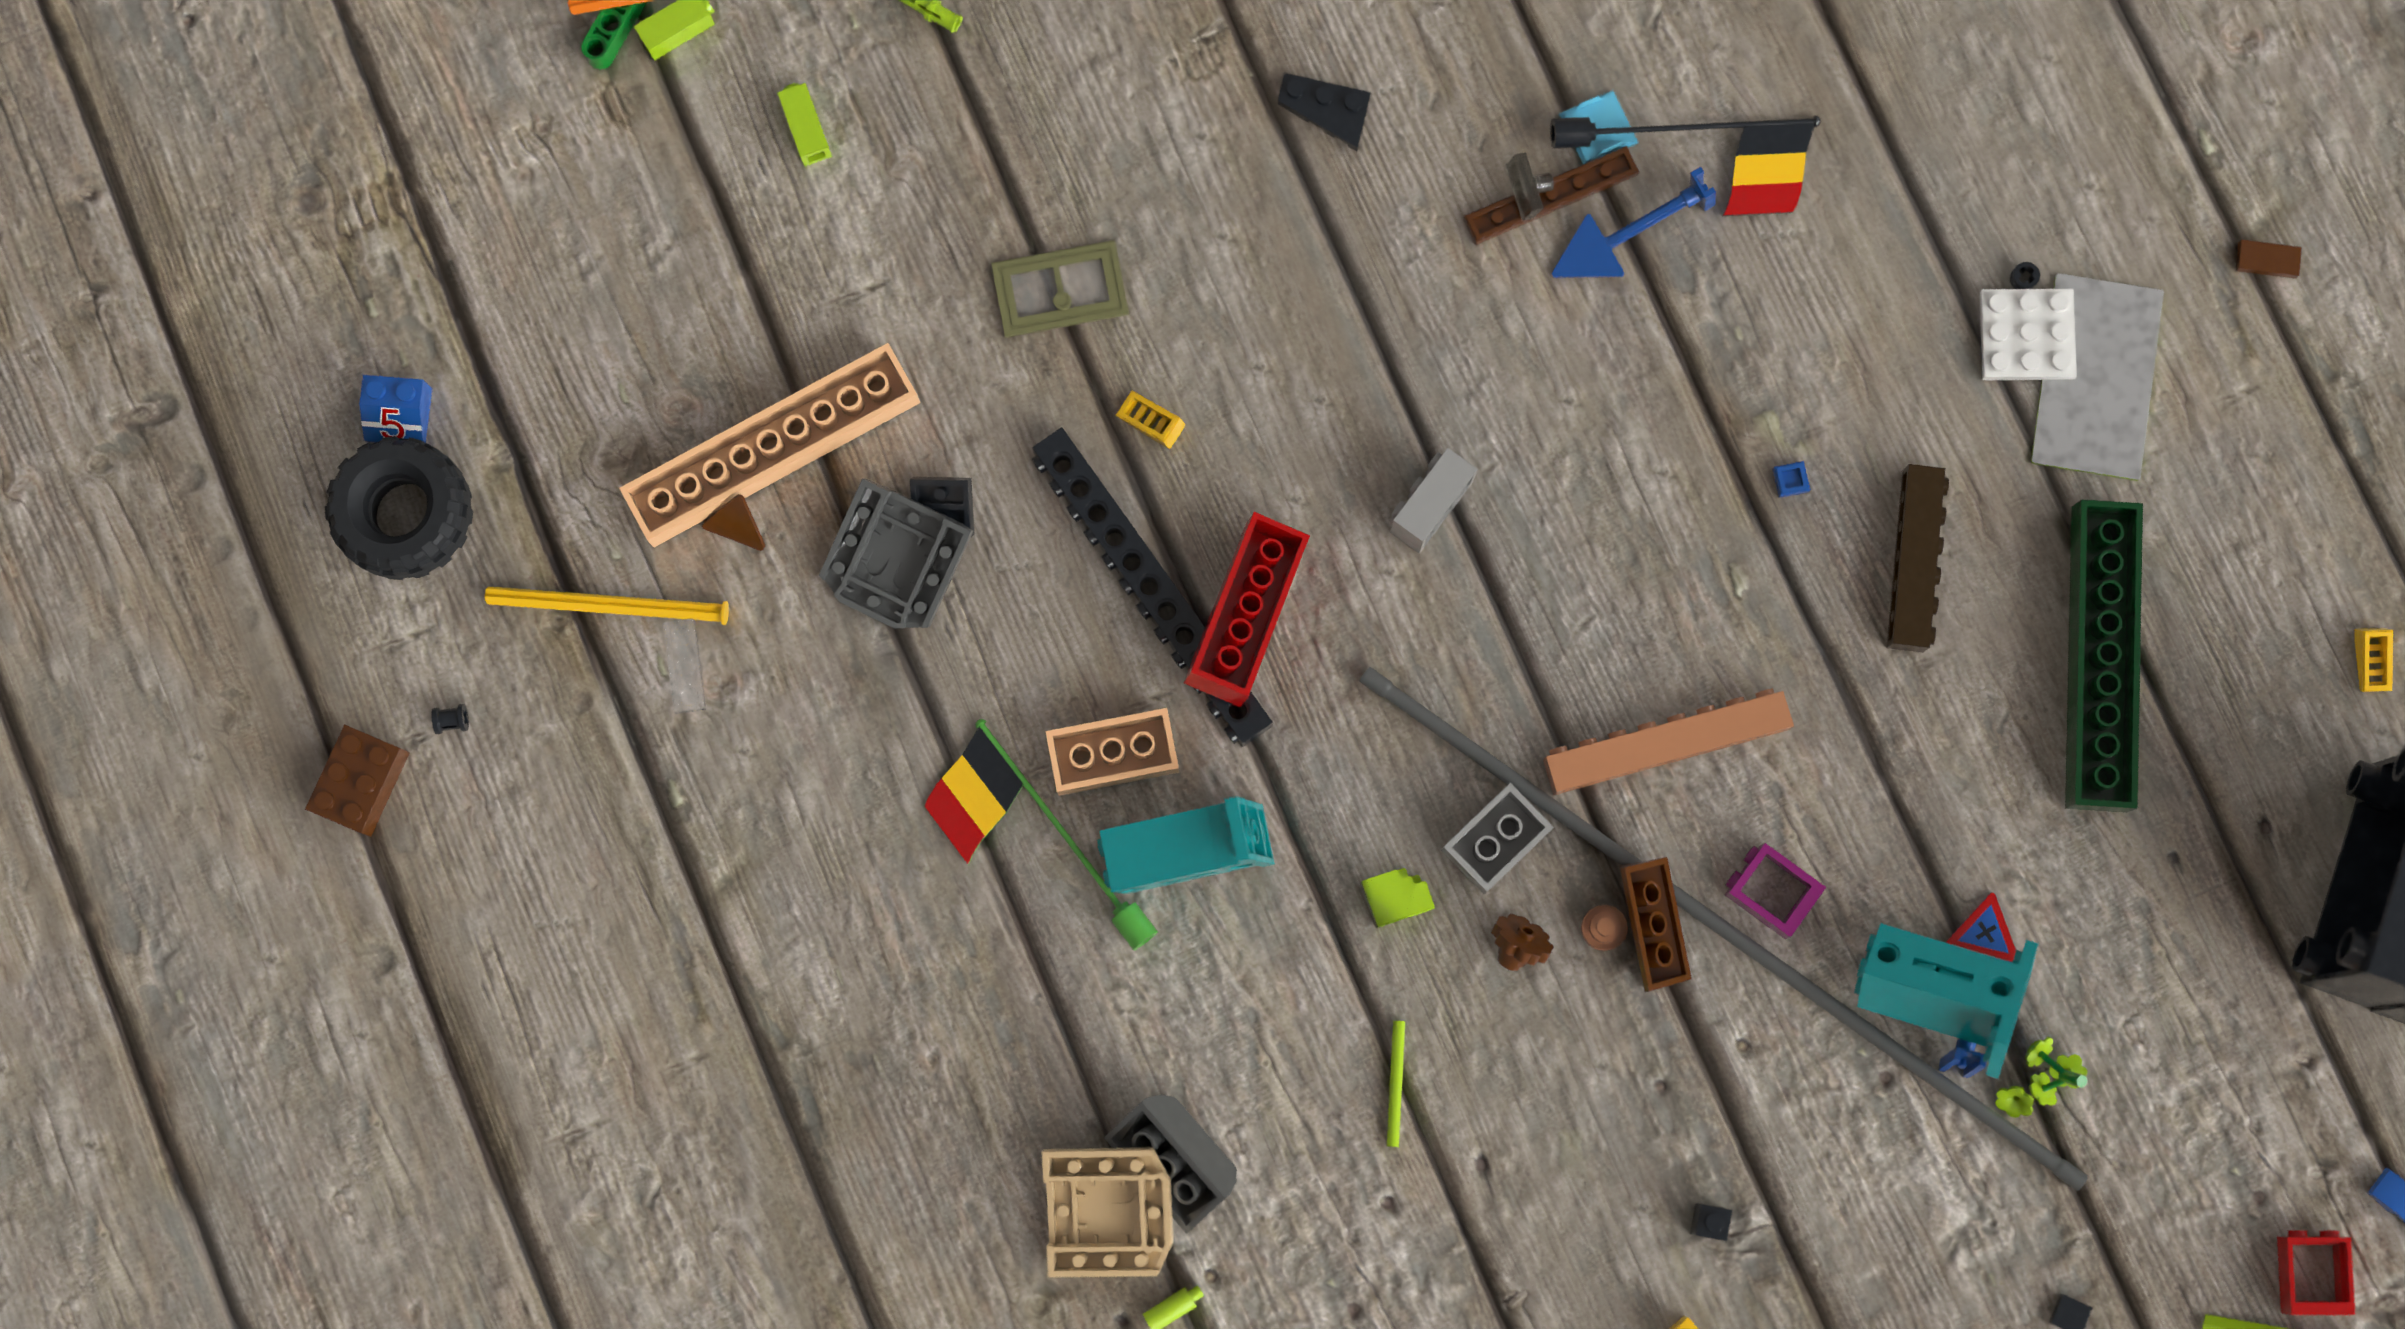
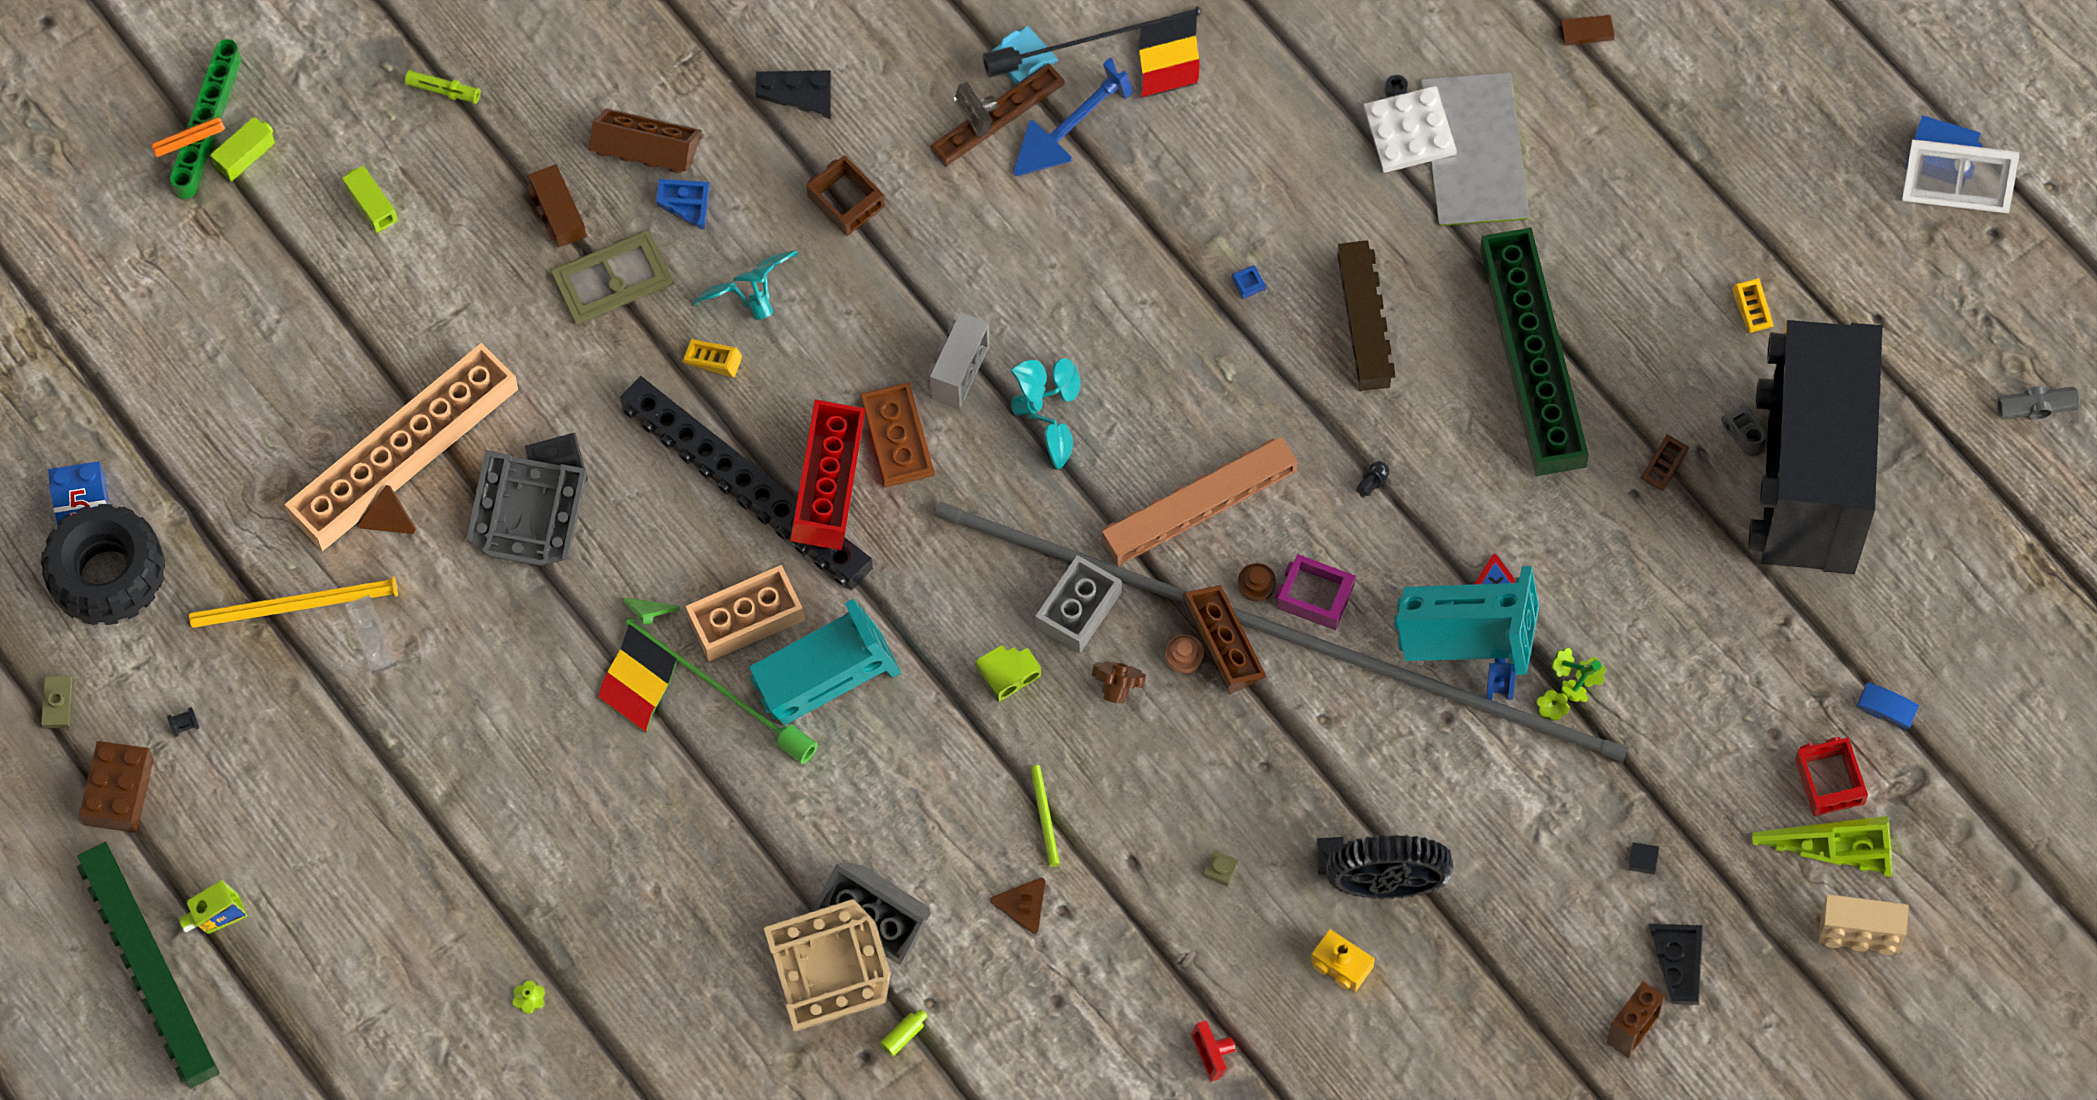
camera: 15 degrees left, 15 degrees down
(316, 656) = (57, 701): none -> olive plate
(345, 1005) = (148, 965): none -> dark green brick
(432, 960) = (213, 909): none -> lime torso
(770, 1147) = (529, 1002): none -> lime plant
(1005, 716) = (648, 609): none -> bright green piece
(1015, 186) = (556, 206): none -> reddish brown brick
(1136, 127) = (644, 140): none -> reddish brown slope
(1165, 214) = (685, 200): none -> blue wing
(1218, 348) = (758, 300): none -> teal plant
(1339, 568) = (897, 435): none -> dark orange tile
(1345, 1183) = (1023, 903): none -> reddish brown piece
(1364, 282) = (859, 213): none -> reddish brown window
(1505, 570) = (1031, 380): none -> plant
(1581, 1200) = (1220, 868): none -> olive plate
(1709, 860) = (1256, 582): none -> reddish brown plate
(1778, 1272) = (1382, 863): none -> black gear
(1875, 764) = (1373, 478): none -> black axle
(2228, 839) = (1674, 444): none -> reddish brown slope
(2325, 813) = (1743, 426): none -> dark grey piece

